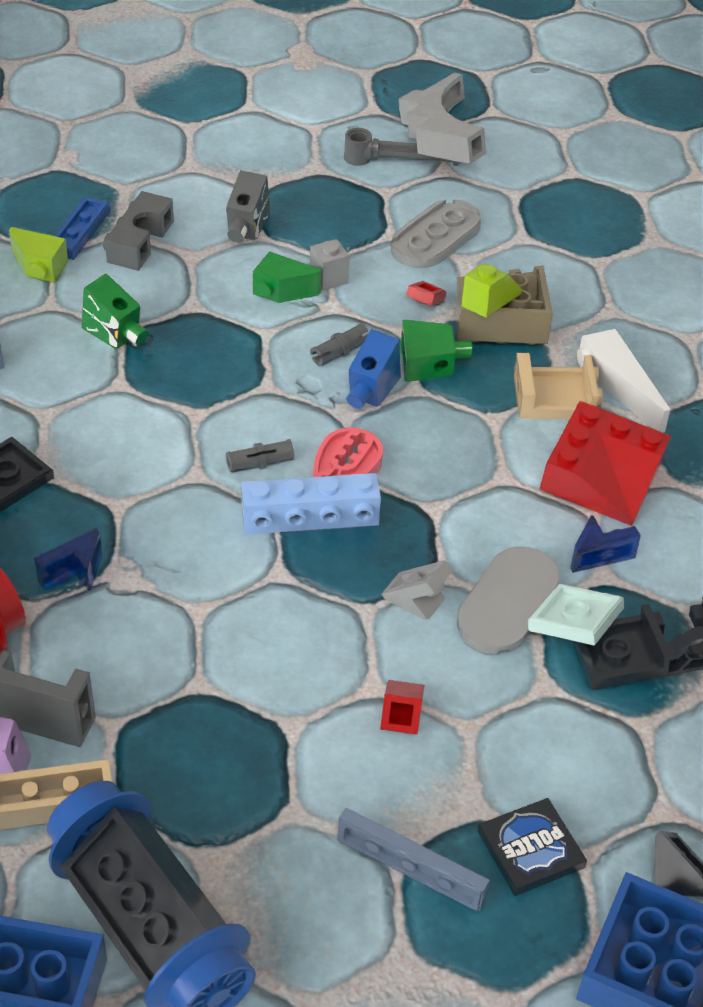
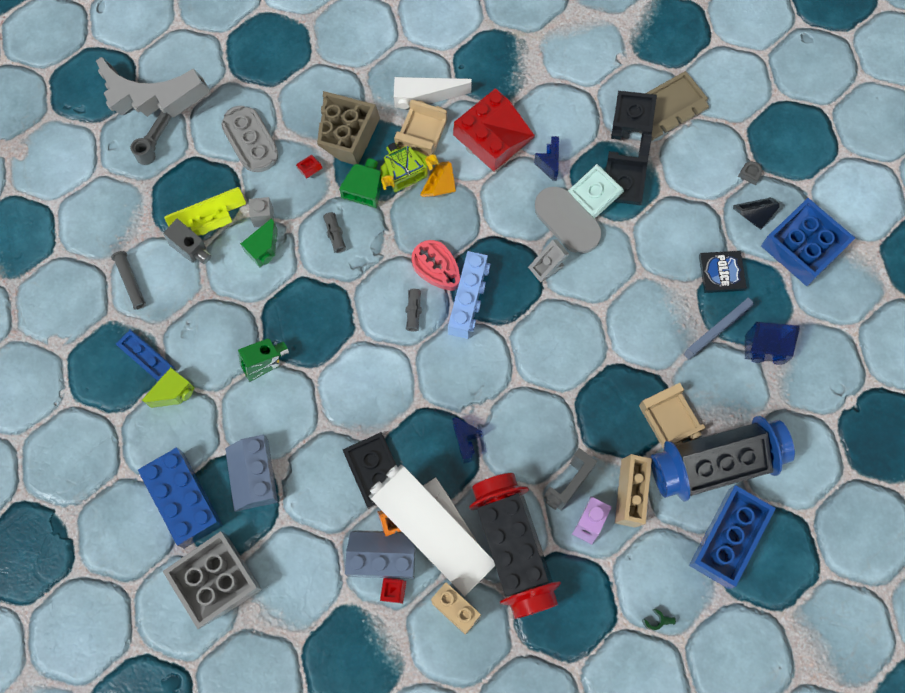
camera: 65 degrees left, 25 degrees up
(130, 238) = (159, 307): dark grey arch -> none
(184, 179) = (128, 279): none -> dark grey pin
(217, 829) = (671, 416): none -> tan panel
(301, 220) = (209, 213): none -> neon yellow bracket
(374, 370) = (376, 222): blue torso -> none
(402, 707) = (623, 298): red brick -> none
(416, 944) = (771, 342): none -> clear blue slope
(476, 381) = (405, 167): none -> torso
(483, 434) = (440, 181): none -> light orange slope
(488, 290) = (349, 130): lime slope -> none

